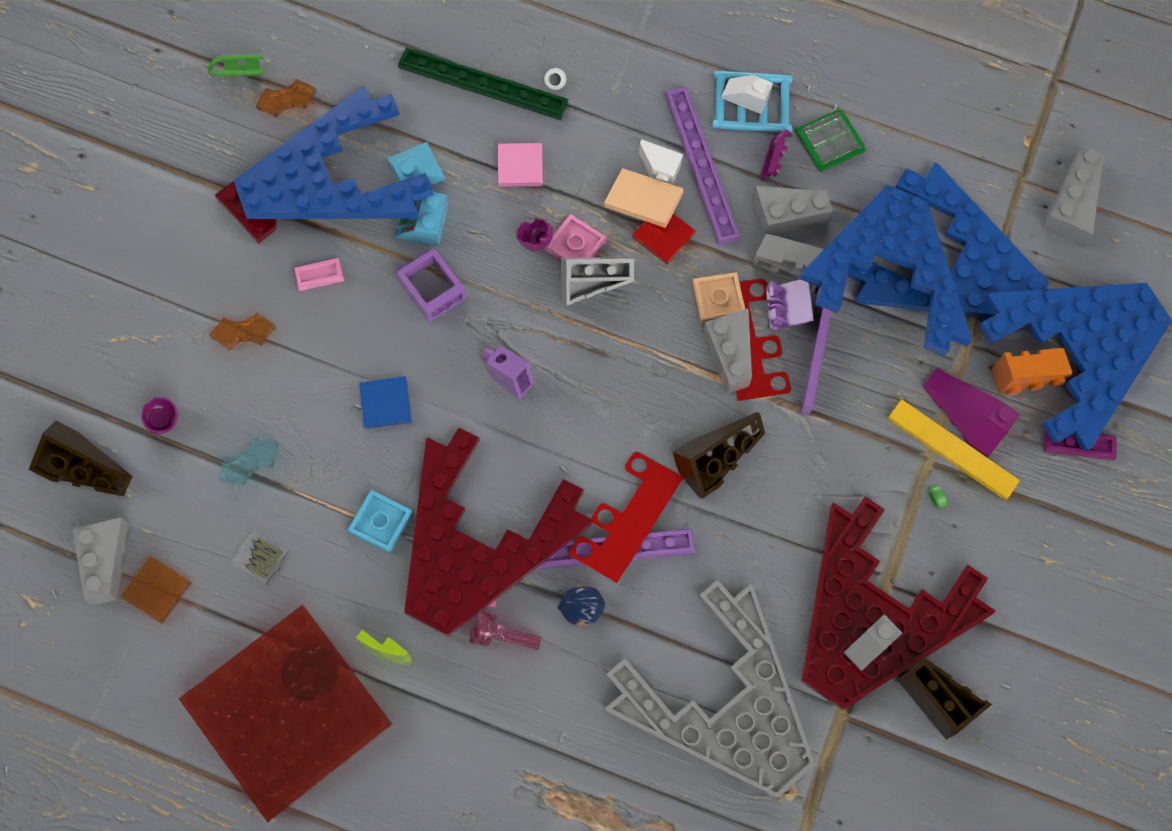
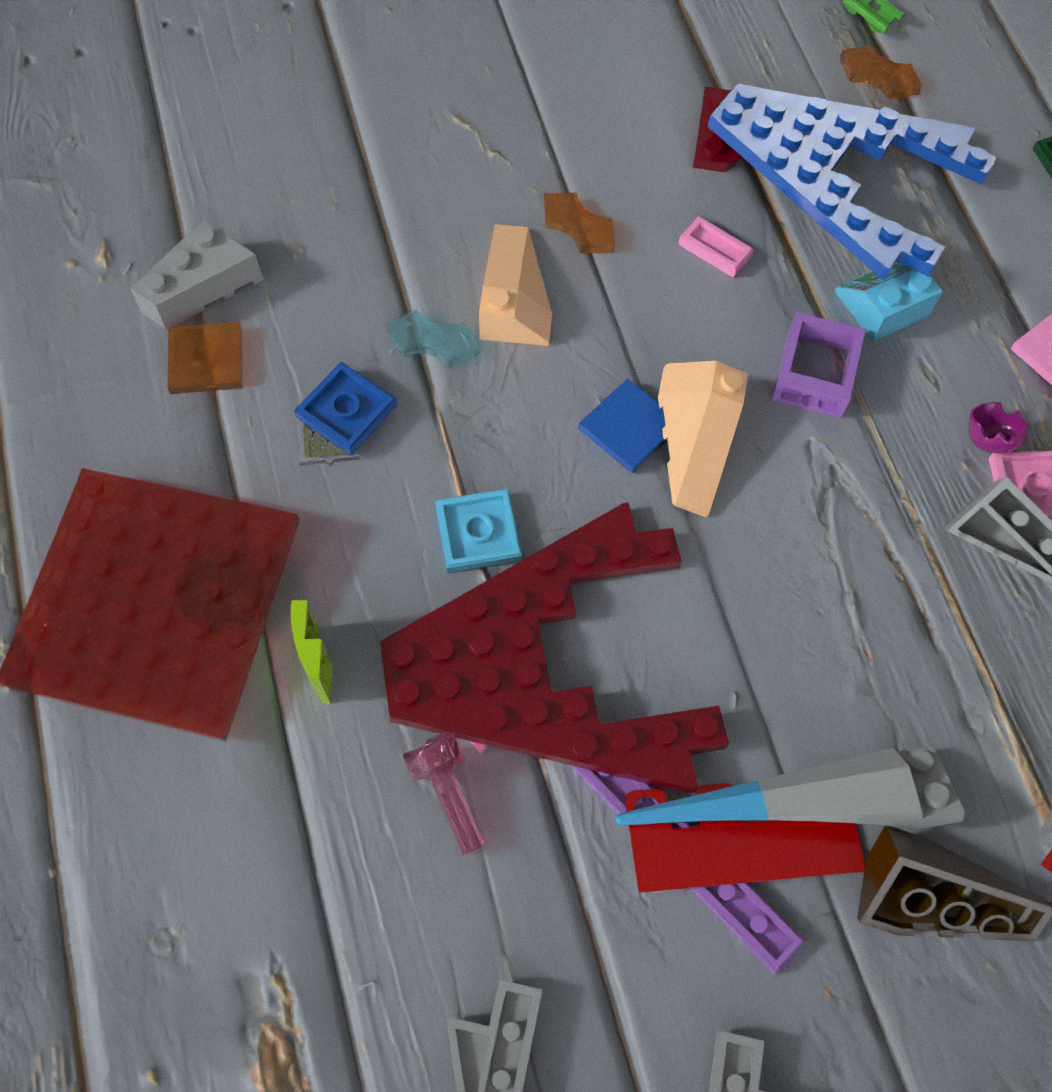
camera: 55 degrees right, 5 degrees down
(72, 458) = (290, 166): dark brown wedge -> none
(159, 415) = (408, 213): magenta hair -> none
(254, 536) = (346, 408): none -> blue tile
(258, 398) = (513, 291): none -> light nougat wedge
(413, 365) = (700, 417): none -> light nougat wedge
(416, 162) = (958, 247): medium azure slope -> none
(508, 370) = (802, 516): medium lavender torso -> none
(582, 605) = (570, 868): dark blue hair -> none
(652, 445) = (866, 789): none -> light grey plate

